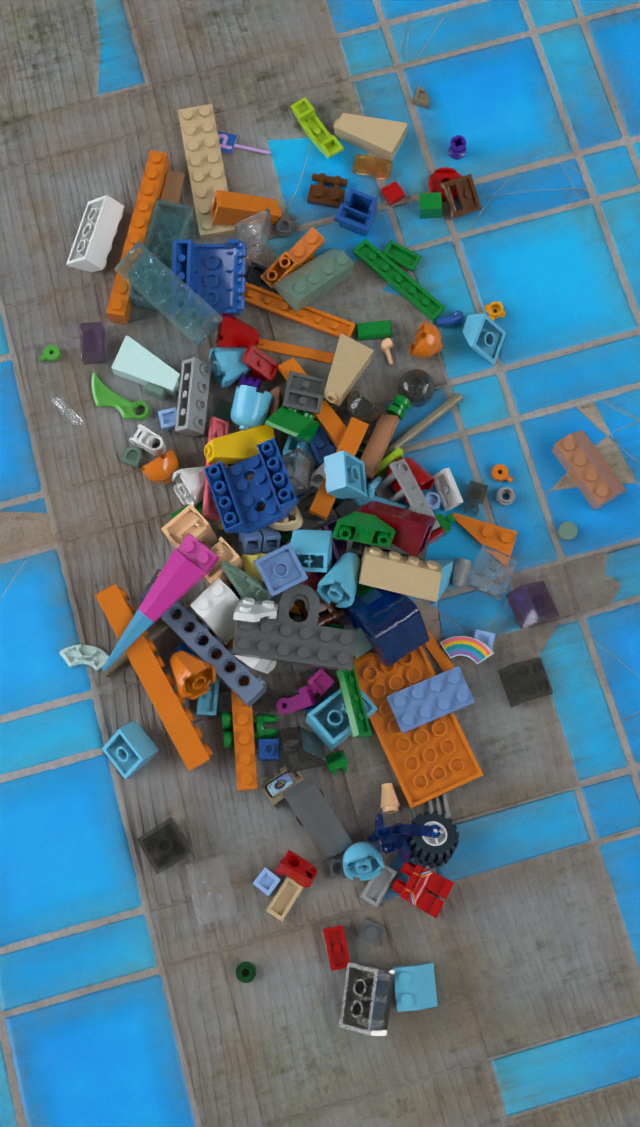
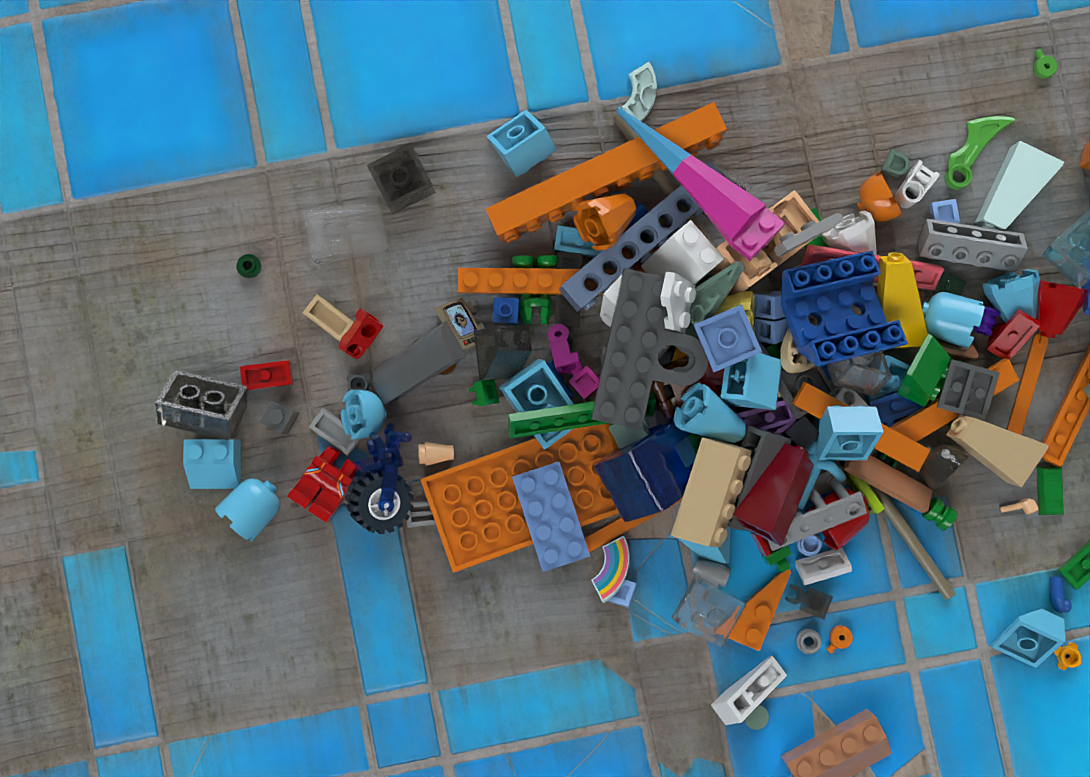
camera: 85 degrees right, 10 degrees up
(67, 411) = (963, 83): clear axle -> none
(93, 343) = (1056, 121): clear purple panel -> none
(155, 391) = (982, 197): sand green tile -> none
(193, 514) = (809, 231): none -> light grey hinge
(266, 881) = (350, 297): light blue plate -> none
(364, 529) = (774, 450): green slope -> none
(417, 387) = (966, 540): clear smoke cylinder -> none
(427, 341) = (1029, 559): orange cylinder -> none
(447, 948) = (250, 507): none -> medium azure cylinder
(525, 681) = (564, 638): clear smoke bracket -> none
(531, 604) = (662, 658): clear purple slope -> none
(549, 537) = (748, 692): none -> white slope

